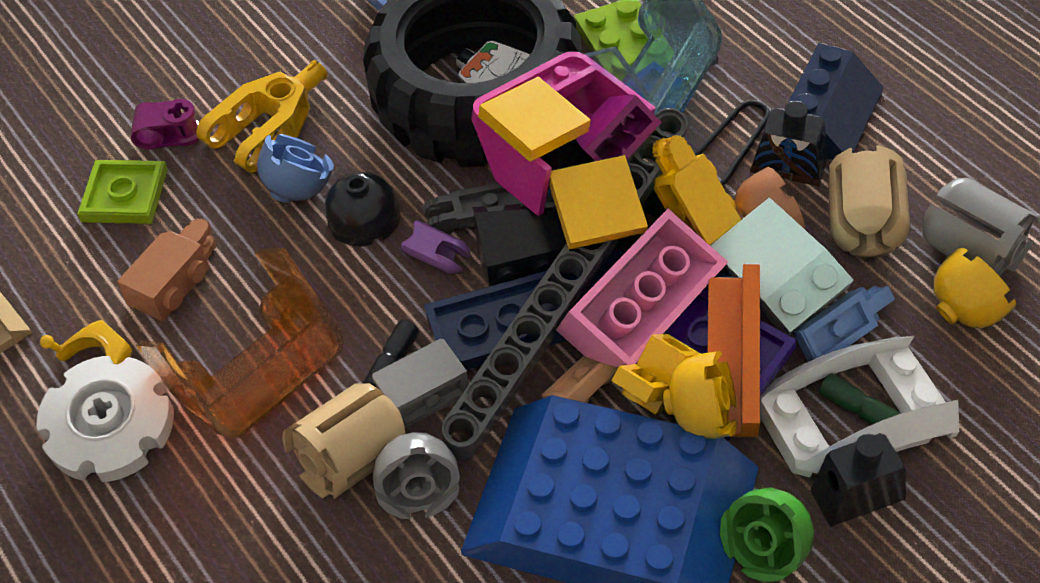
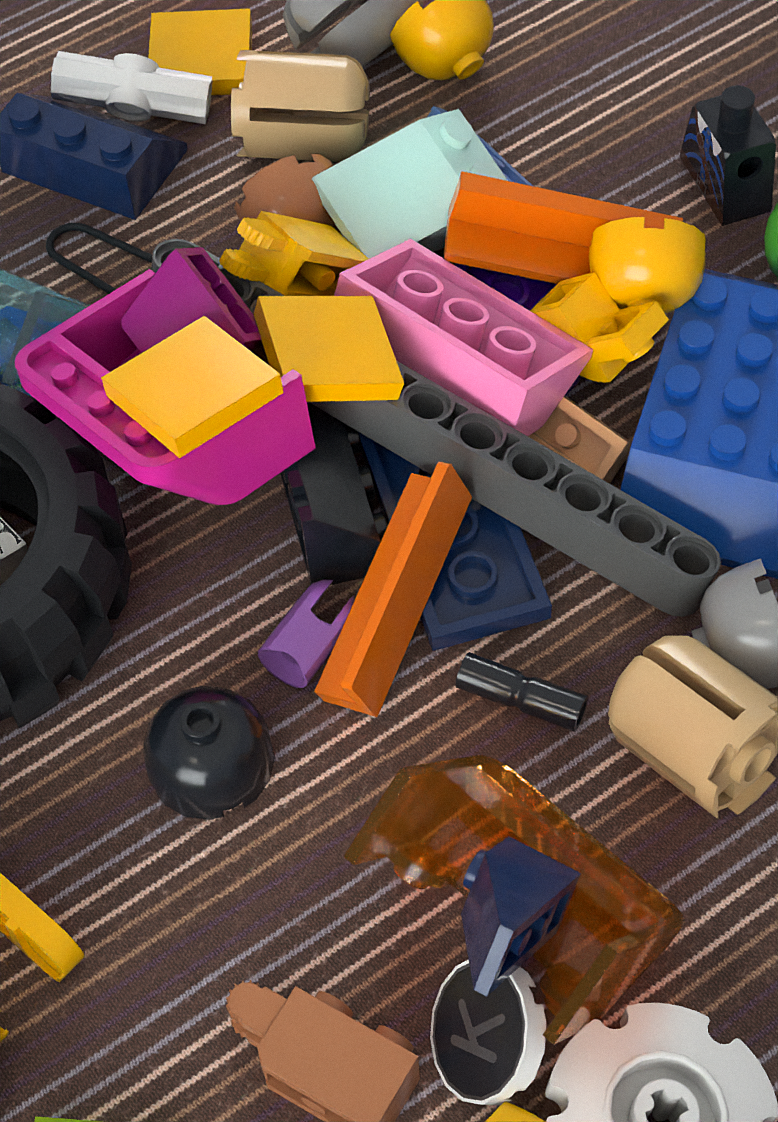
camera: 90 degrees left, 5 degrees up
(166, 332) = (487, 1043): none -> tile
(225, 331) = (511, 908): none -> dark blue slope
(292, 169) = (122, 850): medium blue cylinder -> none
(423, 381) = (580, 627): light grey panel -> none
(452, 279) = (395, 591): none -> orange panel
(461, 203) = (222, 574): dark grey hinge -> none
(793, 145) = (172, 182): black torso -> none
(855, 400) = (606, 156): dark green piece -> none
(884, 112) = (131, 87): none -> white piece
(921, 405) = (601, 105): white wedge -> none
(939, 156) = (203, 44): none -> yellow tile

